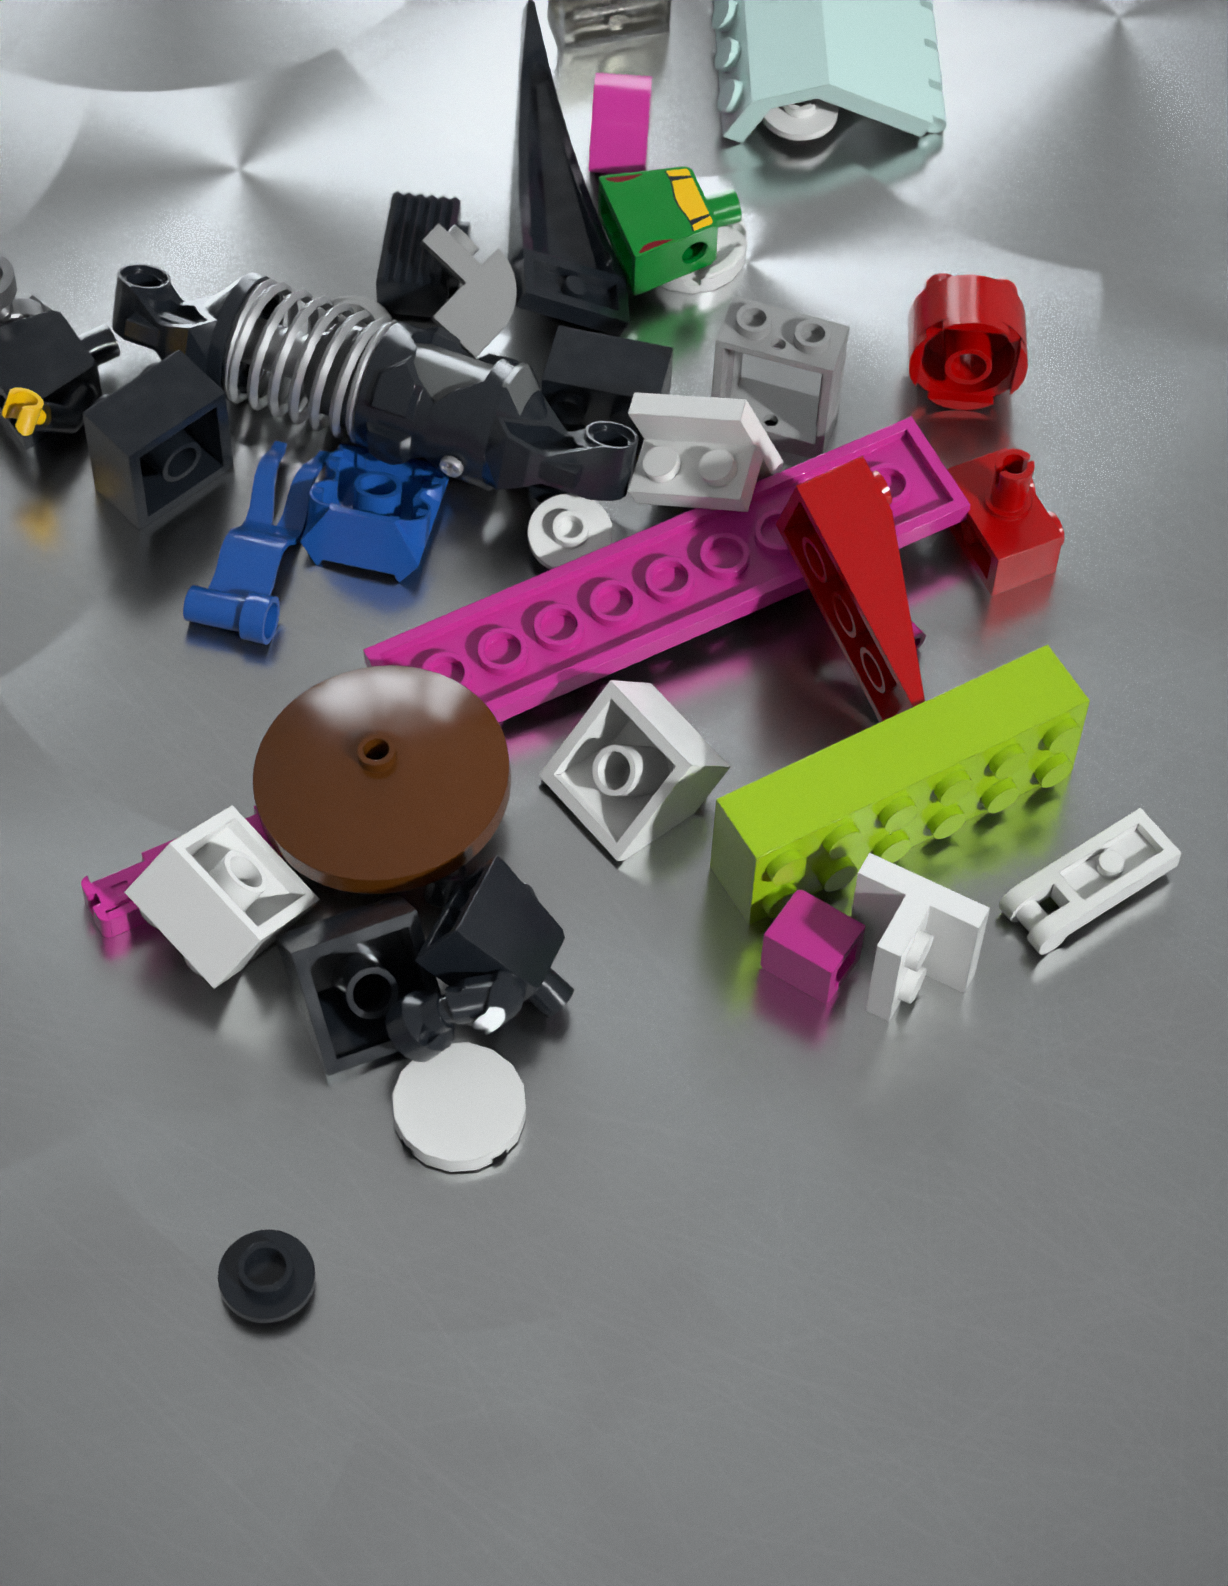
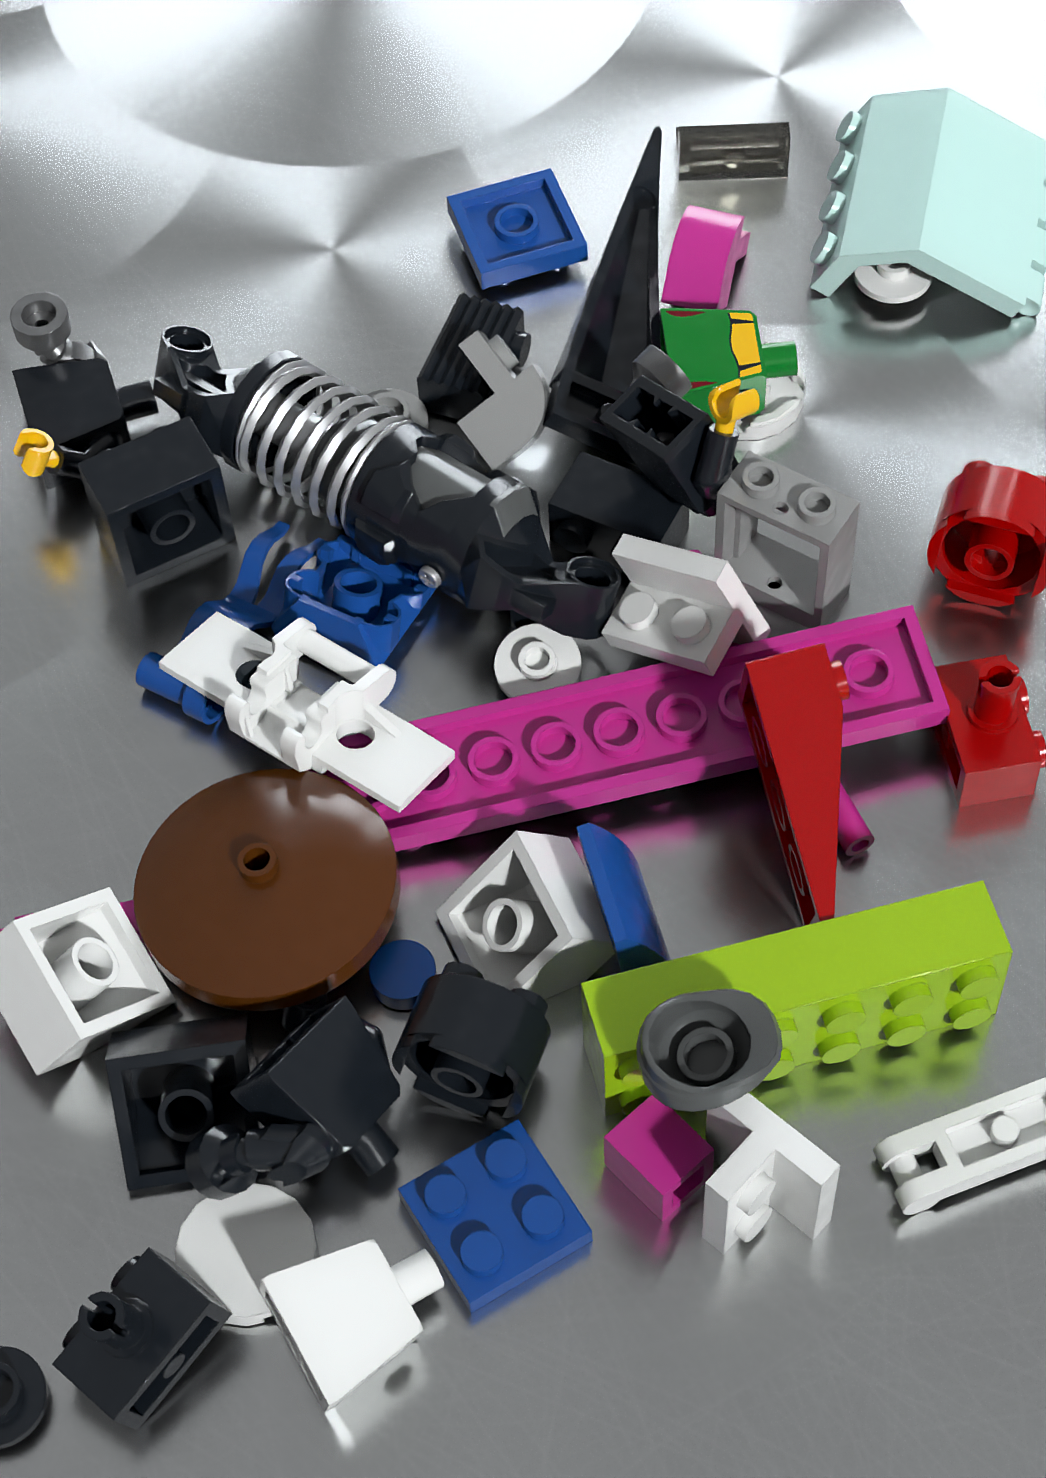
camera: 20 degrees right, 0 degrees up
(364, 624) = (295, 724): none -> white piece
(392, 1191) = (139, 1337): none -> black brick
(422, 120) = (517, 228): none -> blue plate
(527, 836) = (399, 972): none -> blue tile
(574, 1133) = (349, 1313): none -> white torso
(620, 877) = (473, 1042): none -> black brick
(659, 299) = (674, 439): none -> black torso
(676, 1028) = (495, 1215): none -> blue plate
(717, 725) = (622, 899): none -> blue slope
(852, 828) = (707, 1048): none -> dark grey hat

